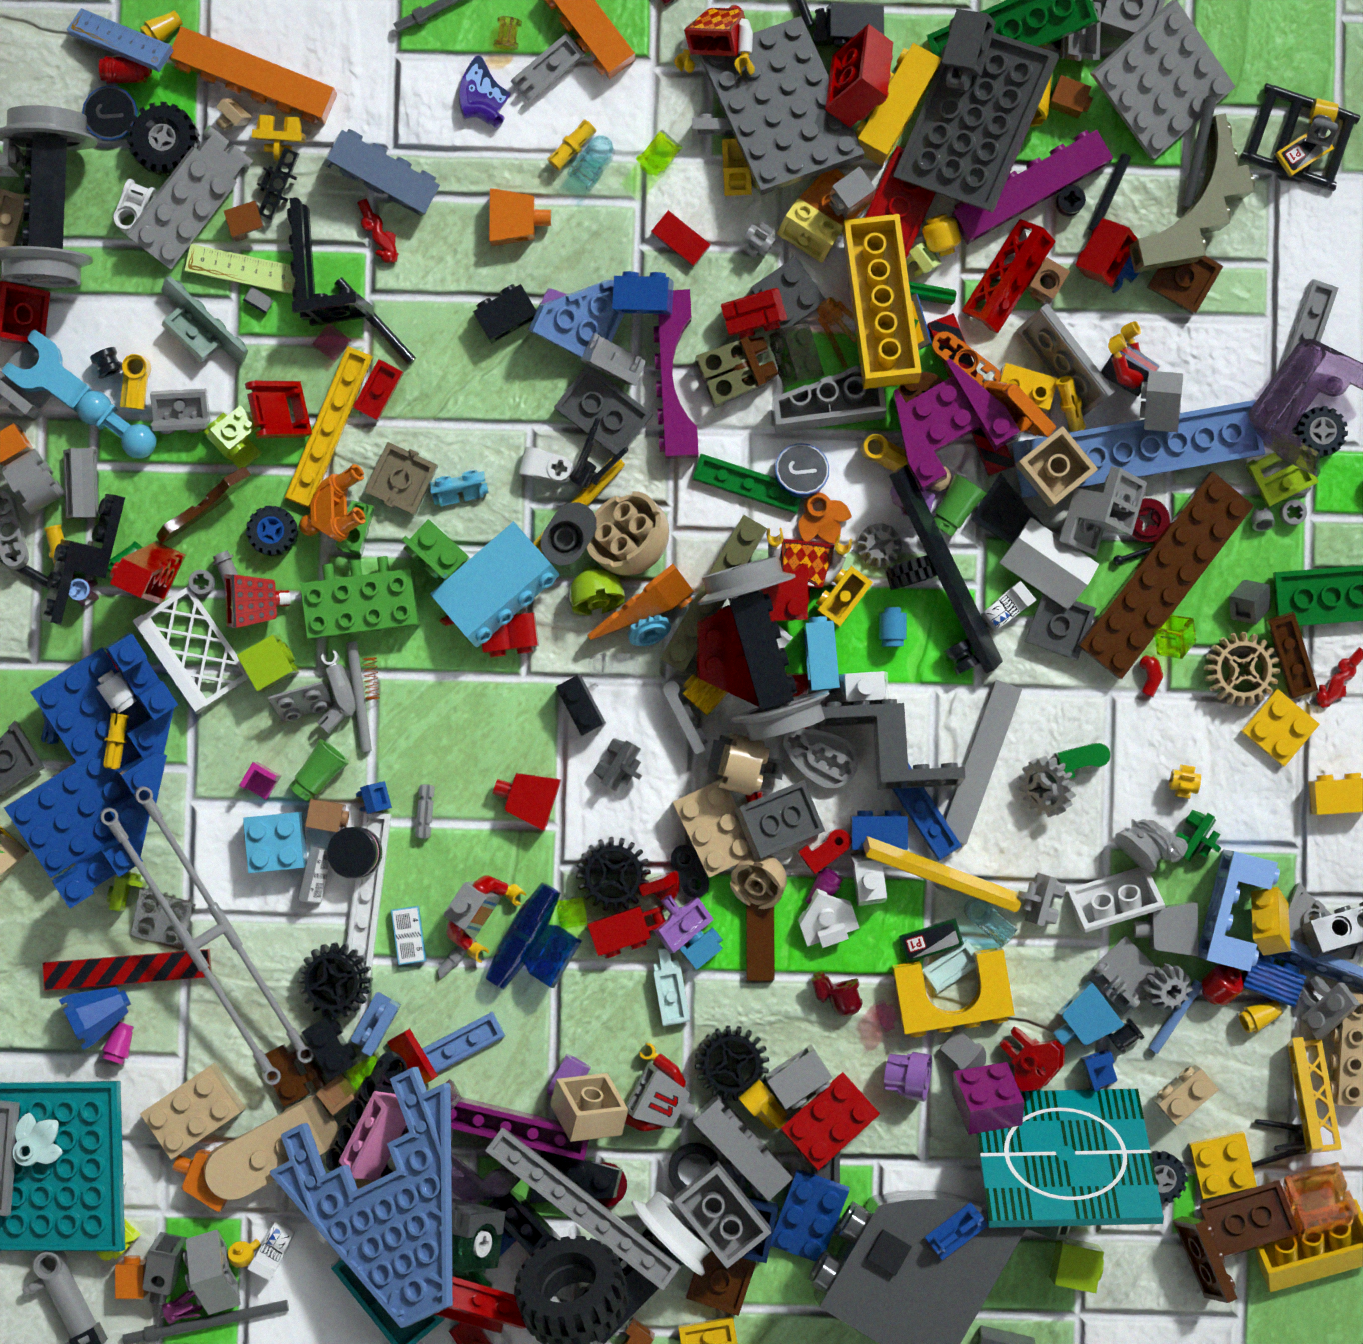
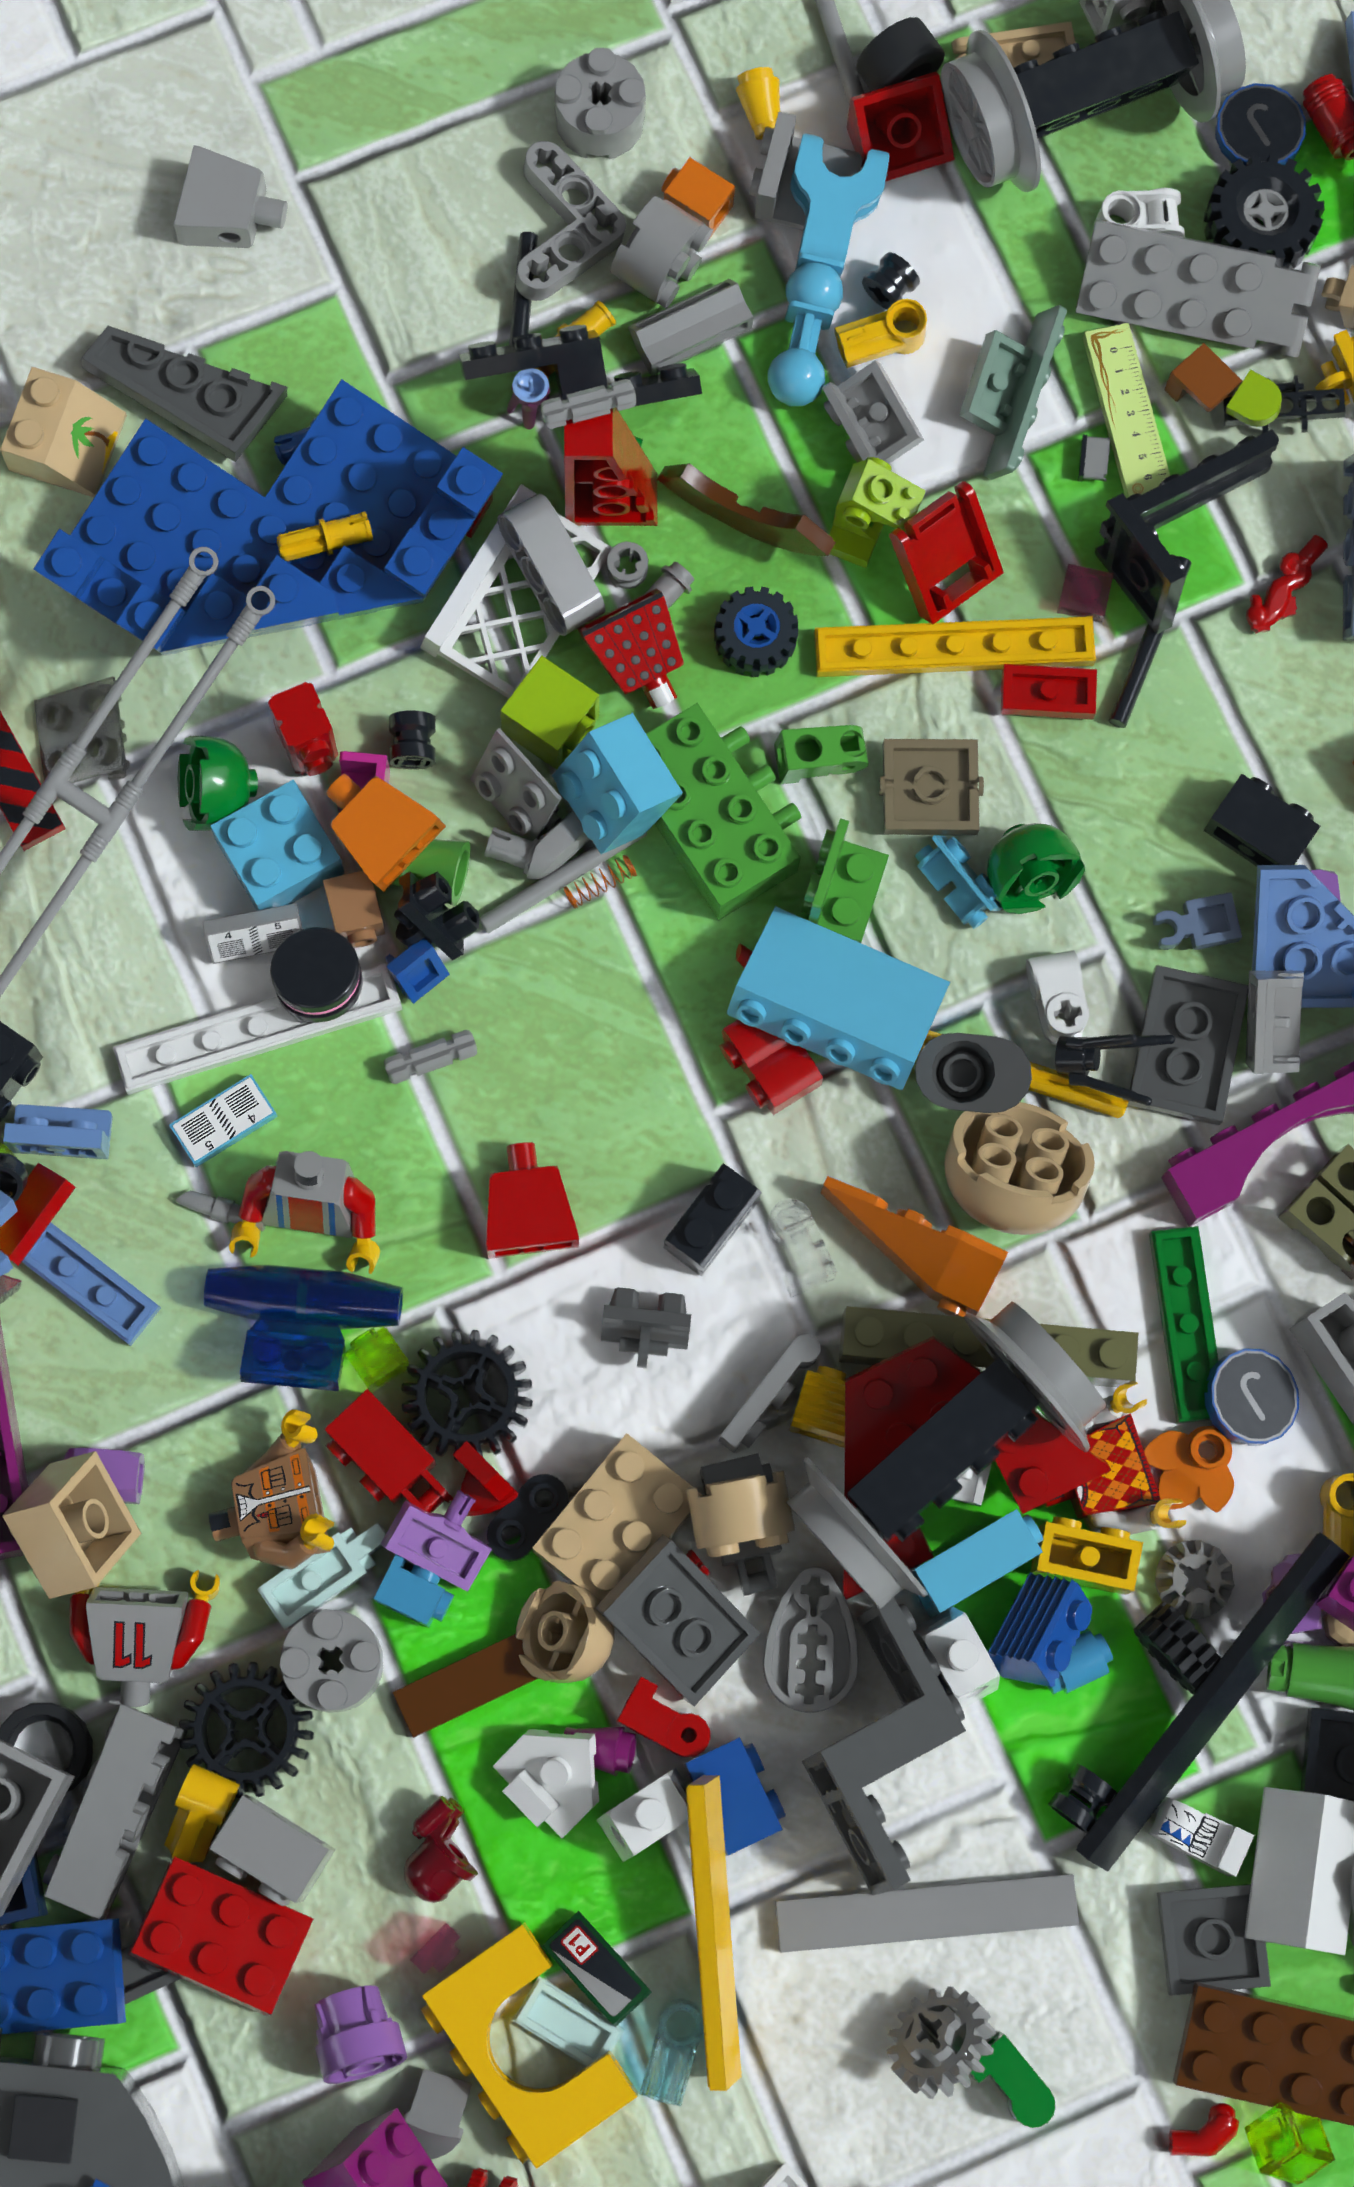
camera: 60 degrees right, 10 degrees down
(116, 691) = (401, 502): white brick -> none
(118, 572) = (588, 403): none -> light grey axle
(118, 894) = (94, 653): lime bracket -> none
(185, 625) = (551, 564): none -> light grey beam
(217, 799) = (304, 729): none -> red brick
(223, 859) = (213, 781): none -> green cylinder
(248, 743) = (412, 739): none -> black wheel
(269, 198) = (1255, 401): none -> lime tile
(292, 784) = (381, 827): none -> orange torso
(326, 648) = (616, 783): none -> medium azure brick
(329, 507) = (834, 697): orange connector -> none
(337, 990) = (125, 1008): black gear -> none
(349, 779) = (425, 916): none -> black hips
(469, 446) = (1032, 865): none -> green cylinder
(542, 368) = (1206, 922): none -> sand blue plate
(595, 590) = (902, 1159): lime cylinder -> none
(625, 996) = (278, 1502): none -> torso
(649, 631) = (886, 1284): medium azure gear -> none
(711, 1019) = (303, 1665): none -> light grey brick
(870, 638) = (1040, 1630): none -> blue brick
(928, 820) = (790, 1870): blue tile -> none
(1039, 898) = (749, 2118): light grey hips -> none

